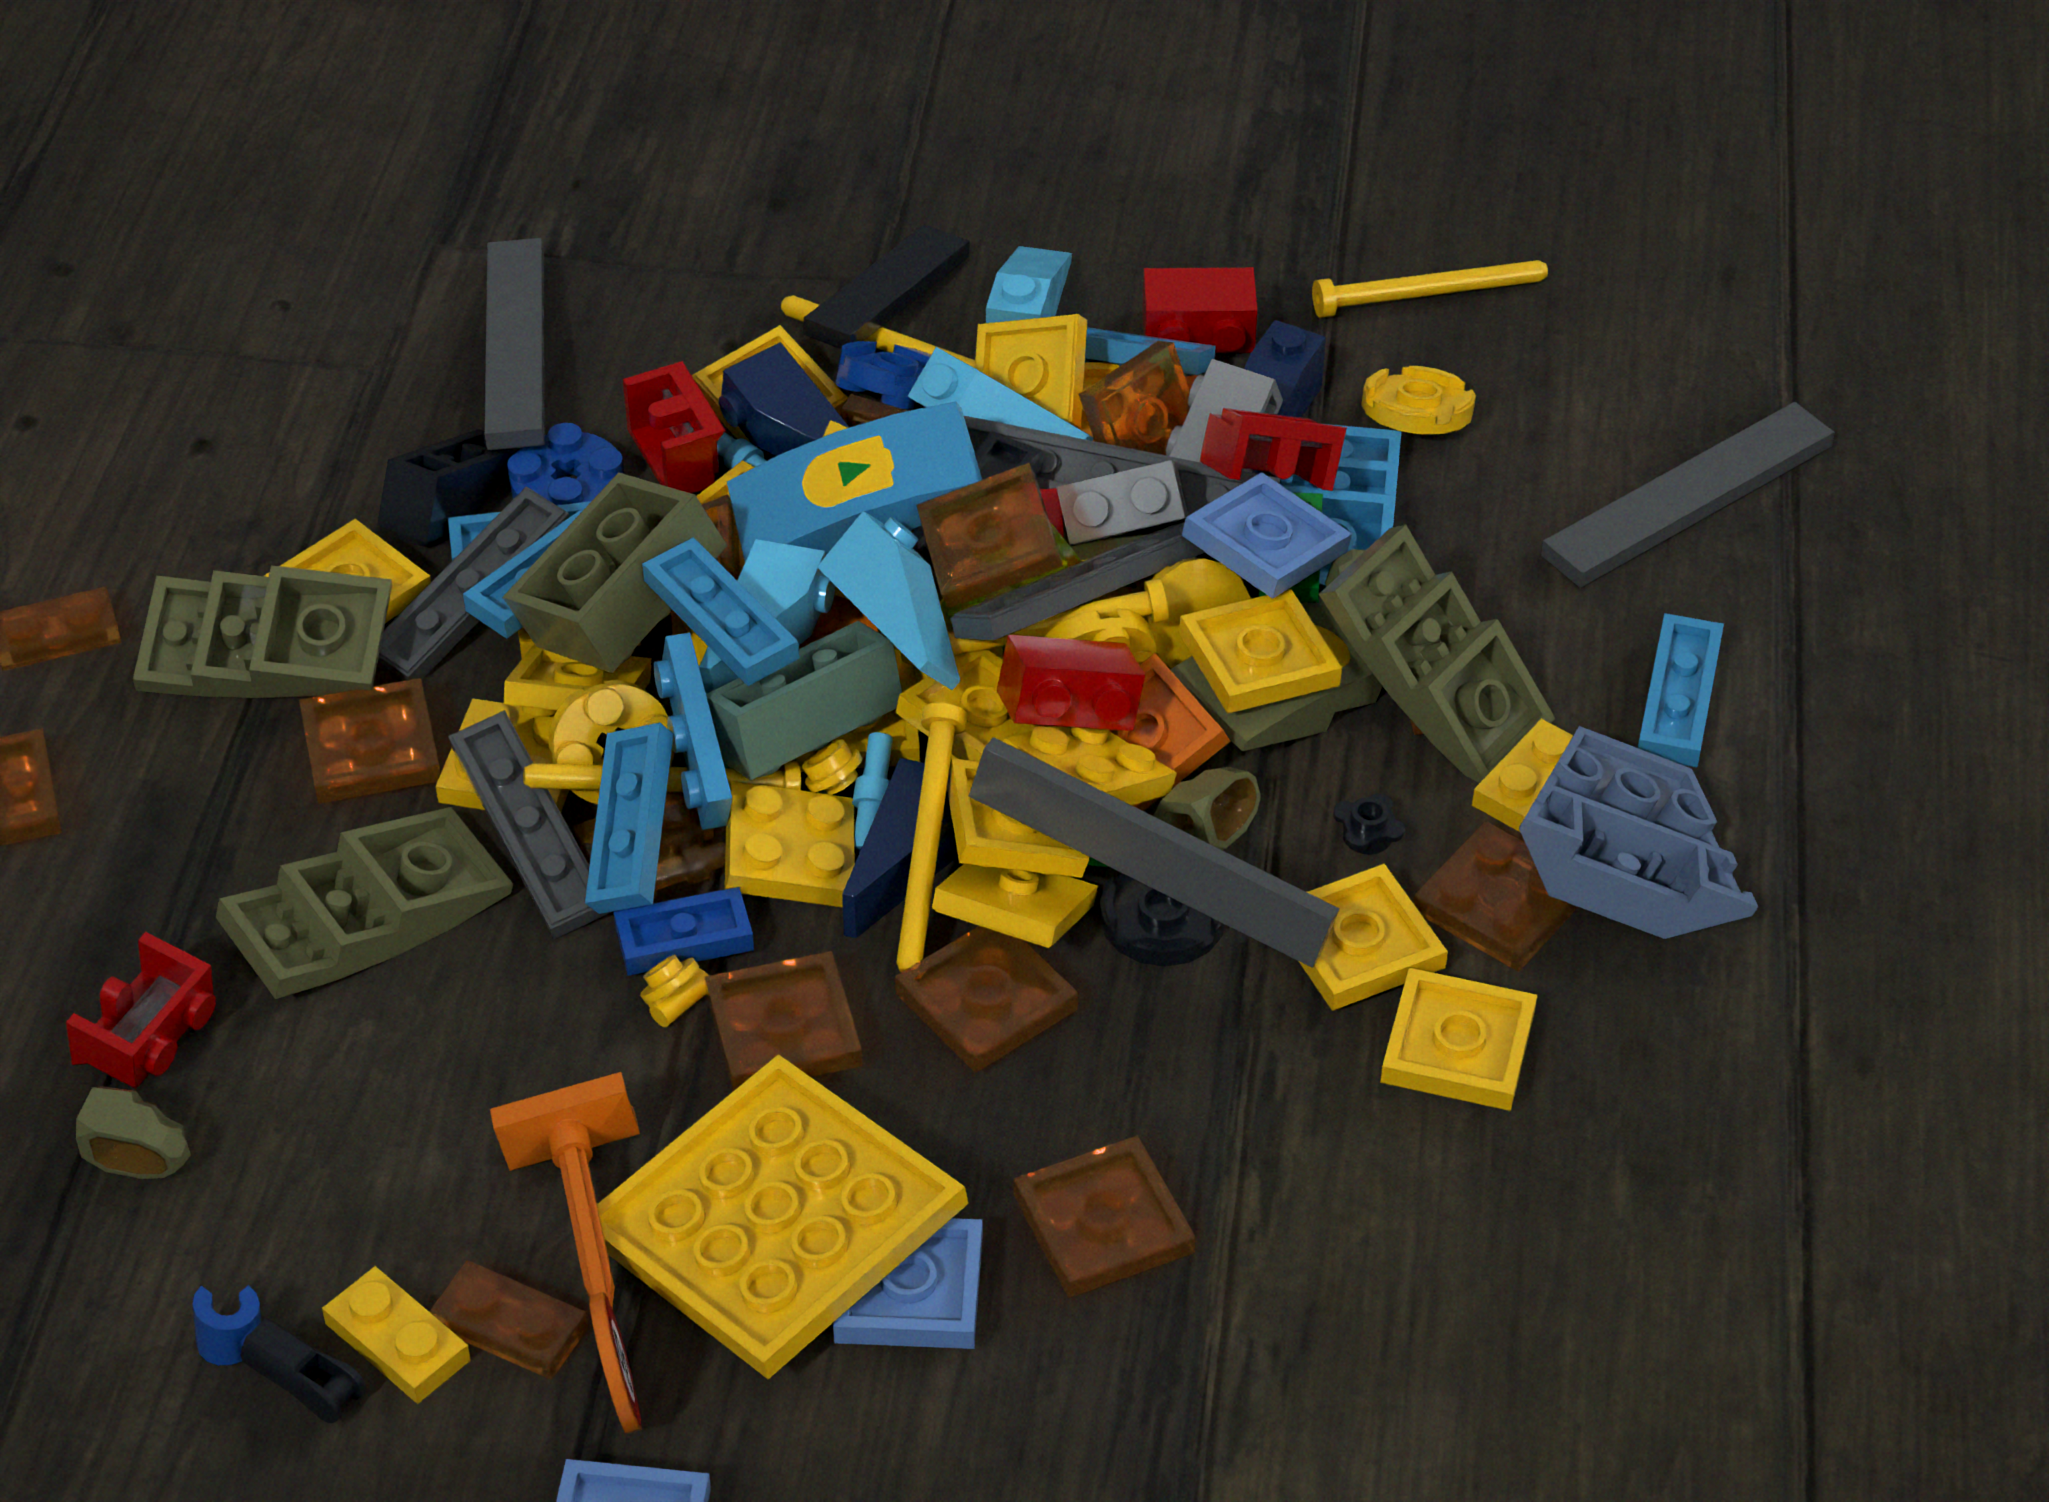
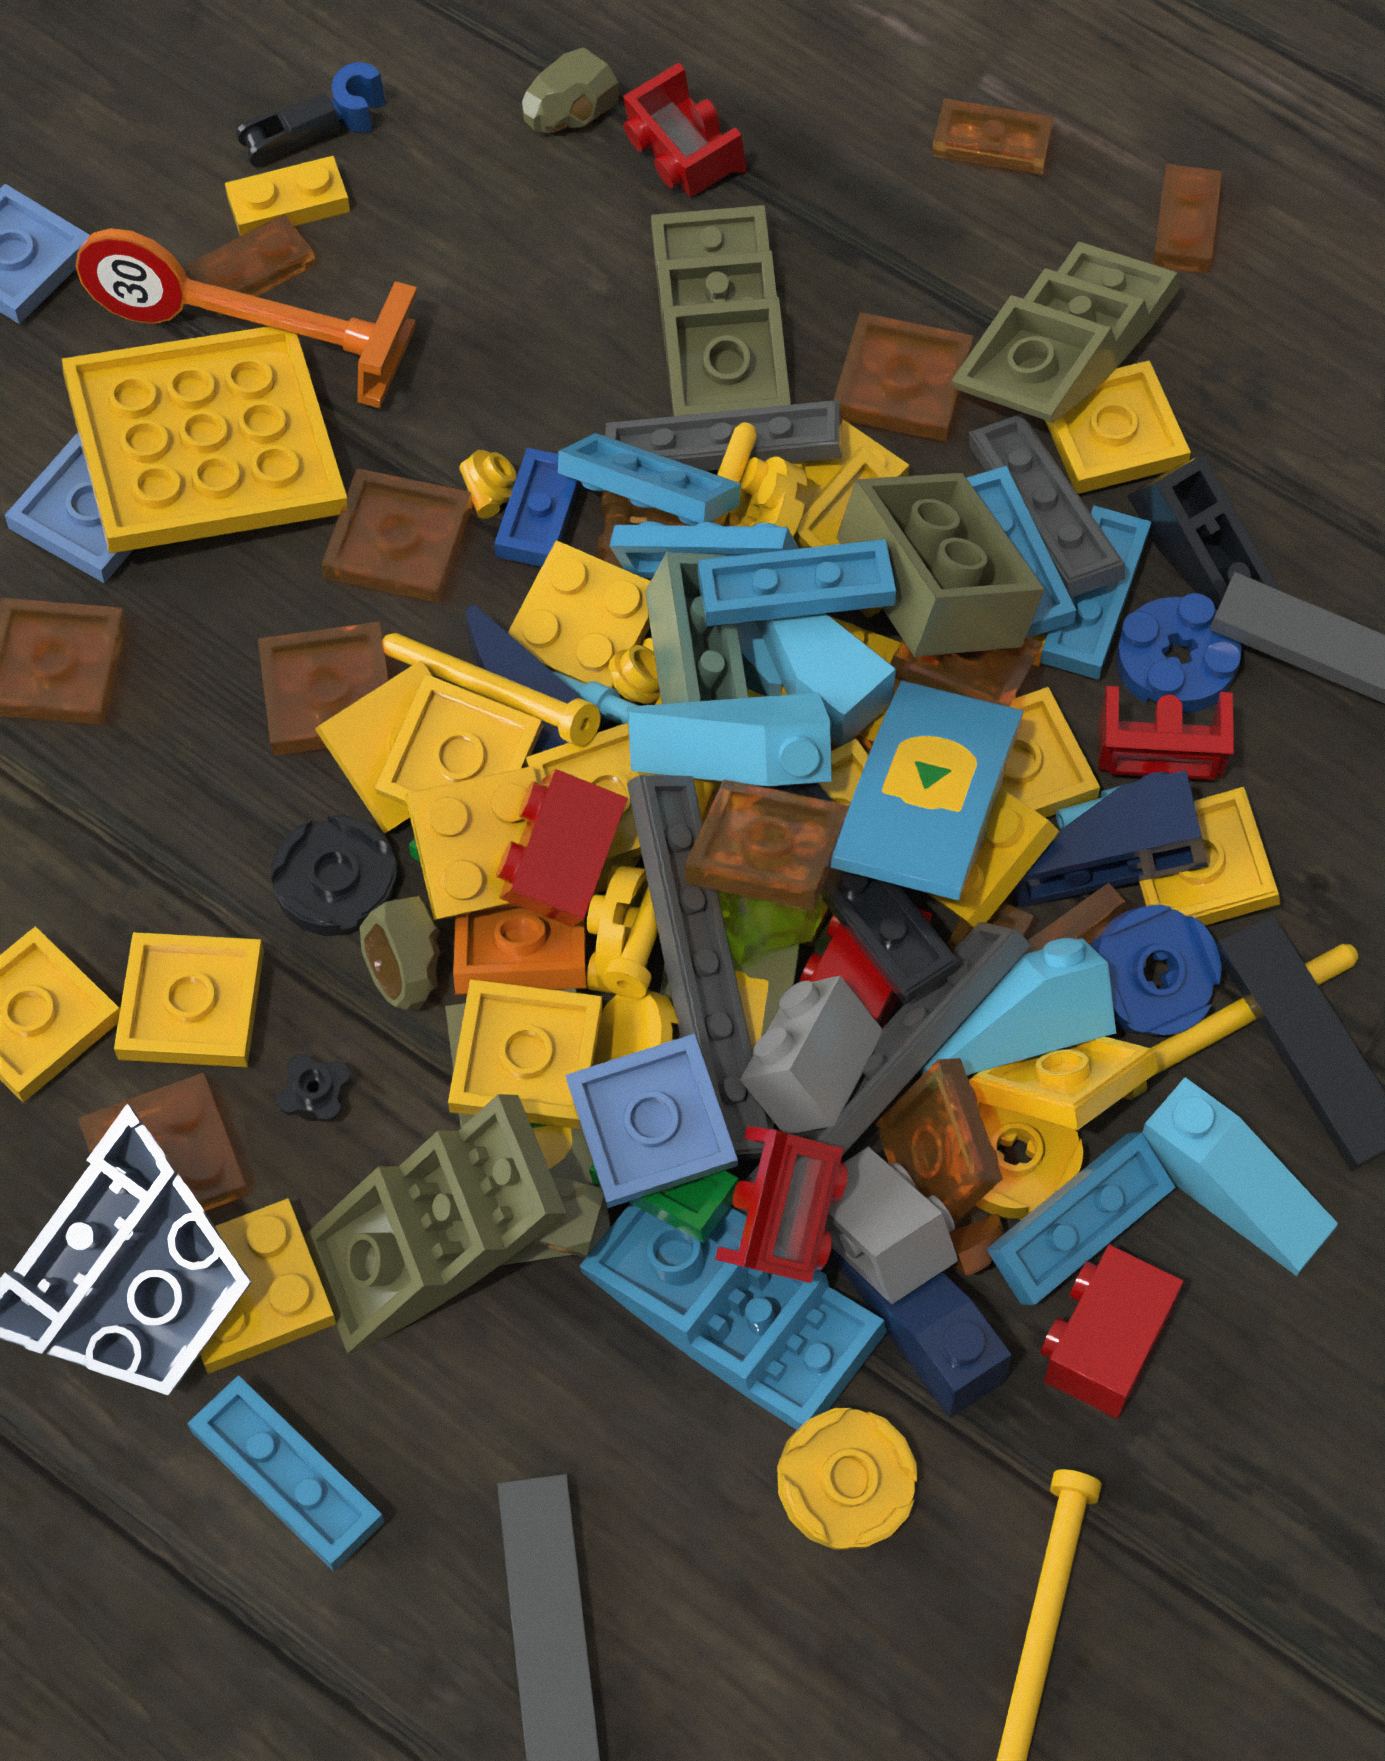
camera: 120 degrees right, 15 degrees up
(1153, 852) = (329, 820): dark grey tile -> none

